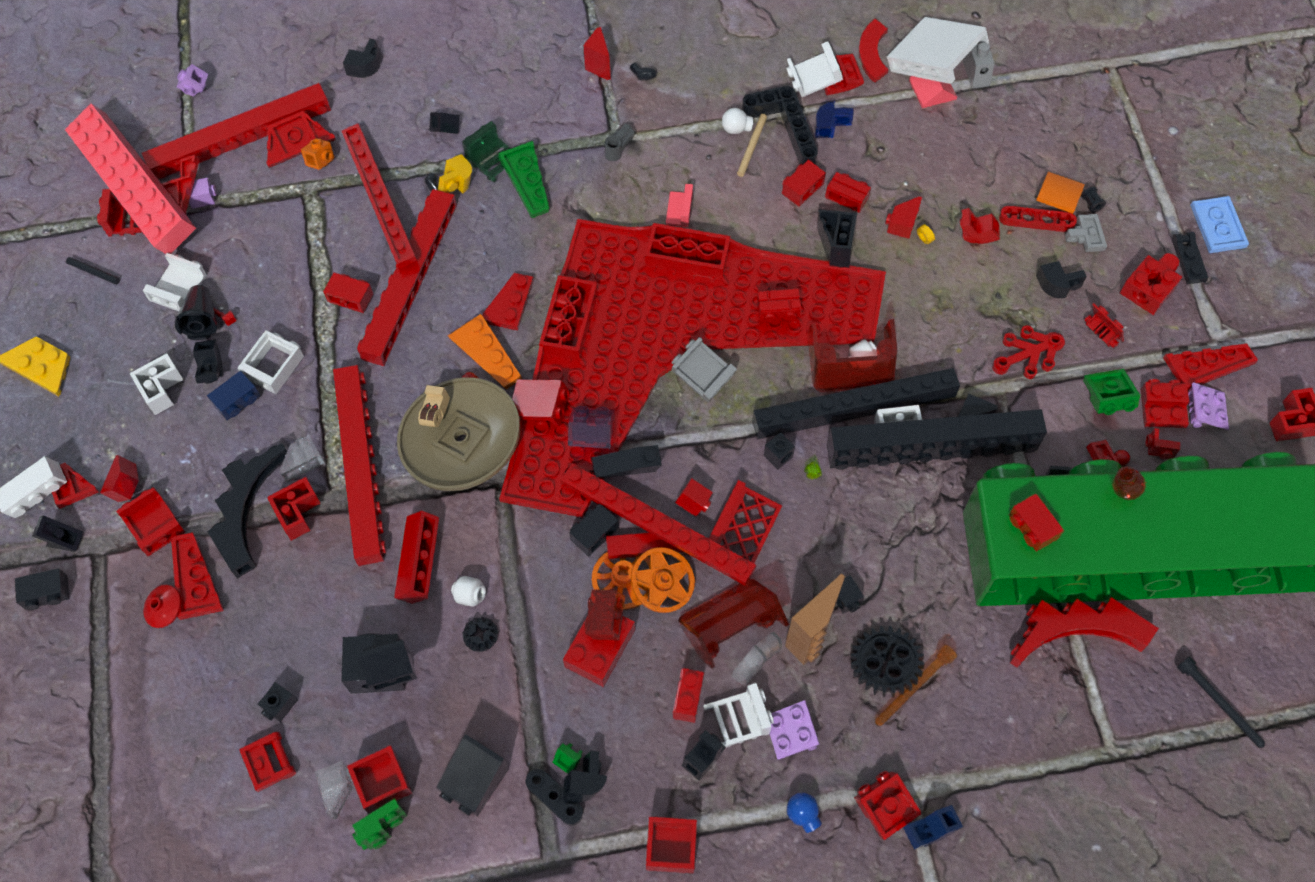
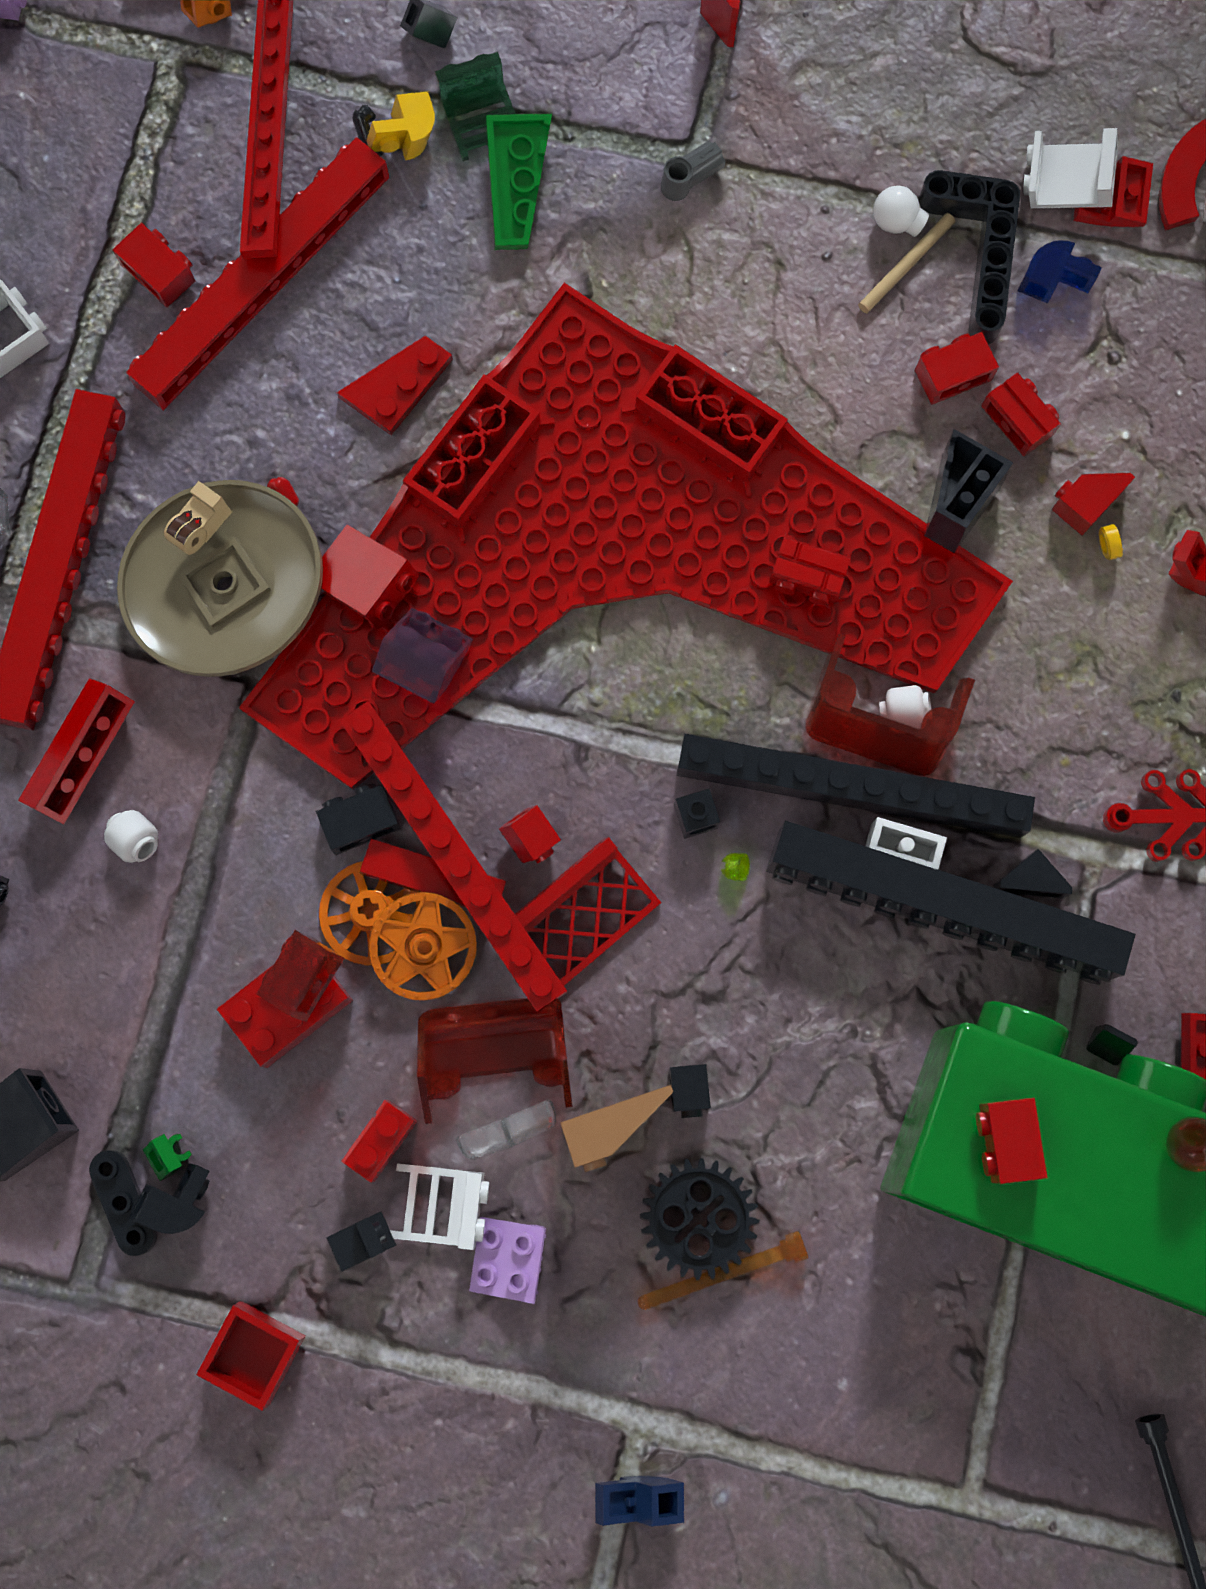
camera: 20 degrees right, 15 degrees up
(475, 643) = (133, 920): black gear -> none
(485, 349) = (324, 446): orange wing -> none
(627, 462) = (452, 733): black slope -> none
(643, 73) = (789, 59): black arm -> none
(680, 207) = (738, 328): coral panel -> none
(702, 369) = (640, 628): light grey panel -> none
(804, 811) = (466, 1390): blue piece -> none
(887, 804) = (592, 1433): red plate -> none
(1109, 621) = (1072, 1306): red arch -> none

